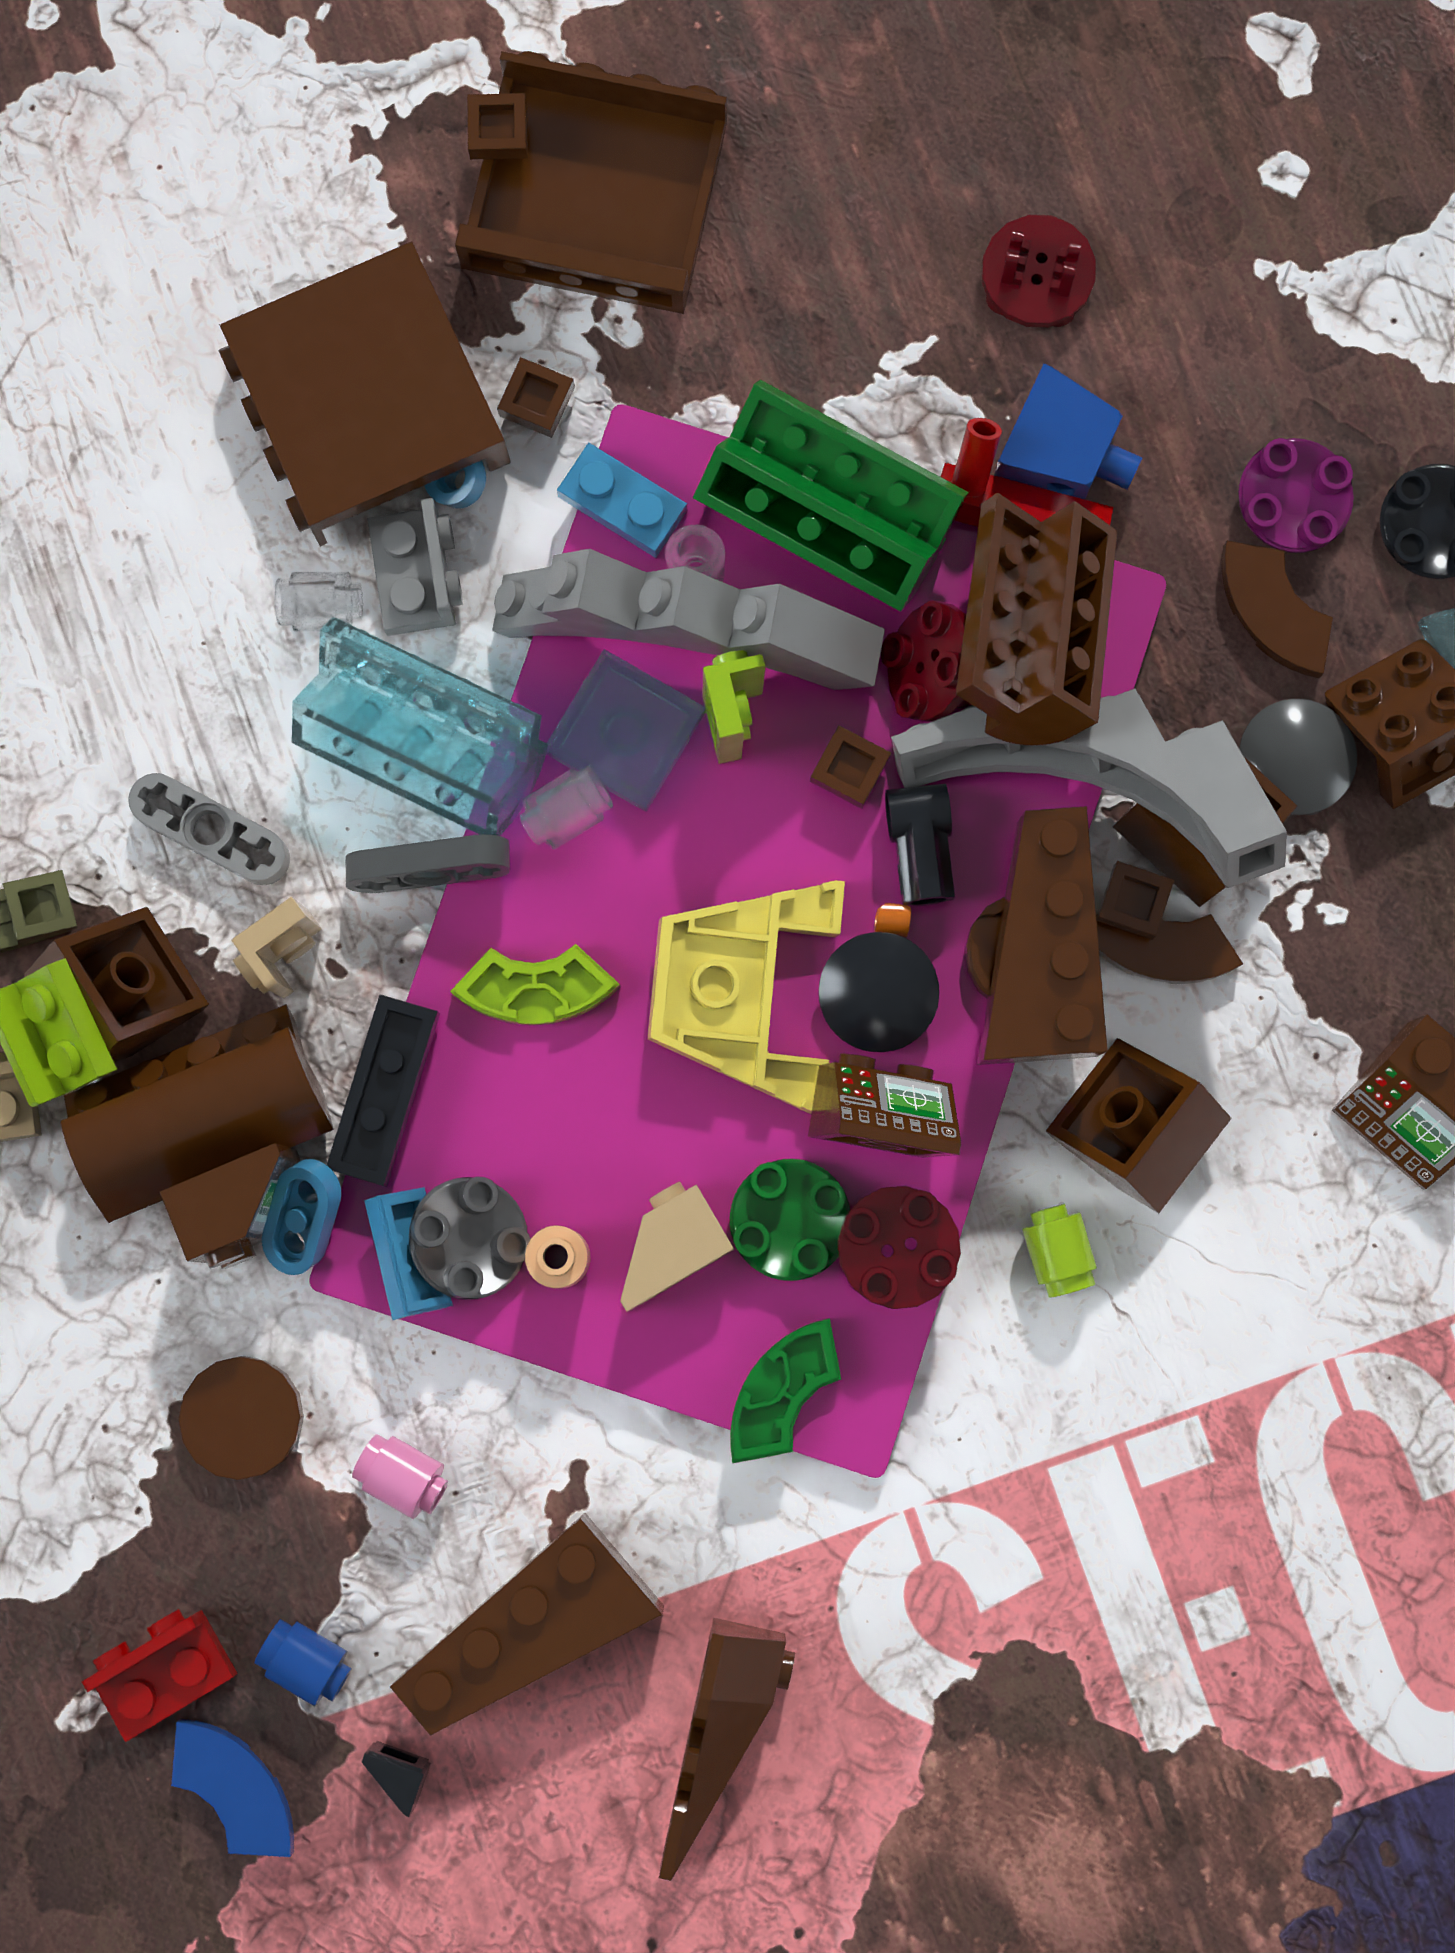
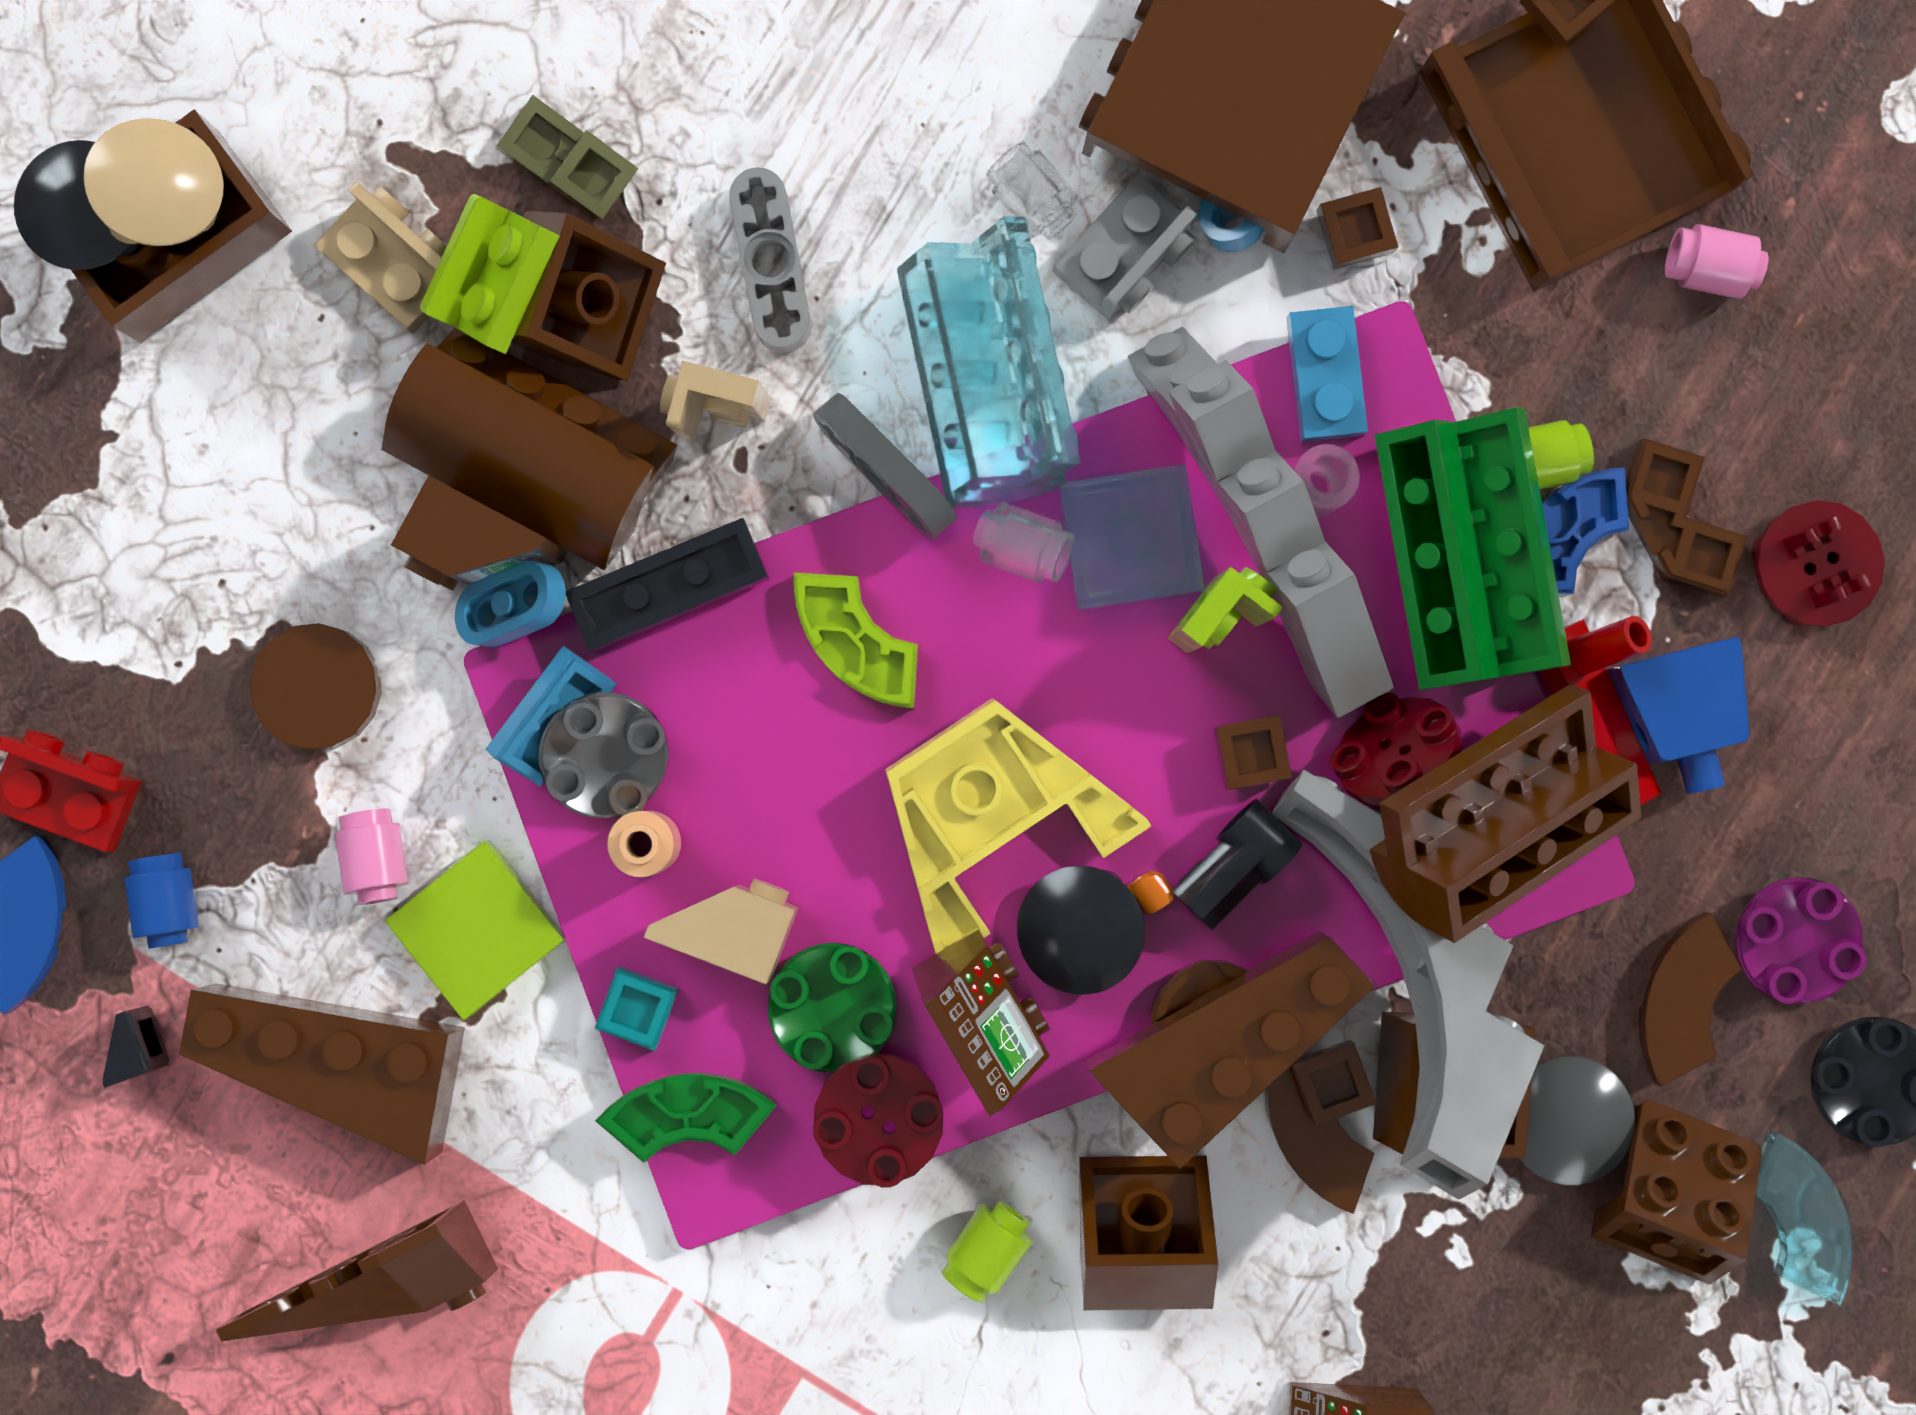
camera: 50 degrees right, 5 degrees up
(519, 1443) = (476, 929): none -> lime tile
(674, 1366) = (637, 1008): none -> teal tile
(766, 171) = (1716, 261): none -> bright pink brick
(814, 382) = (1561, 452): none -> lime brick
(870, 404) = (1580, 517): none -> blue tile
(946, 357) = (1680, 547): none -> reddish brown tile

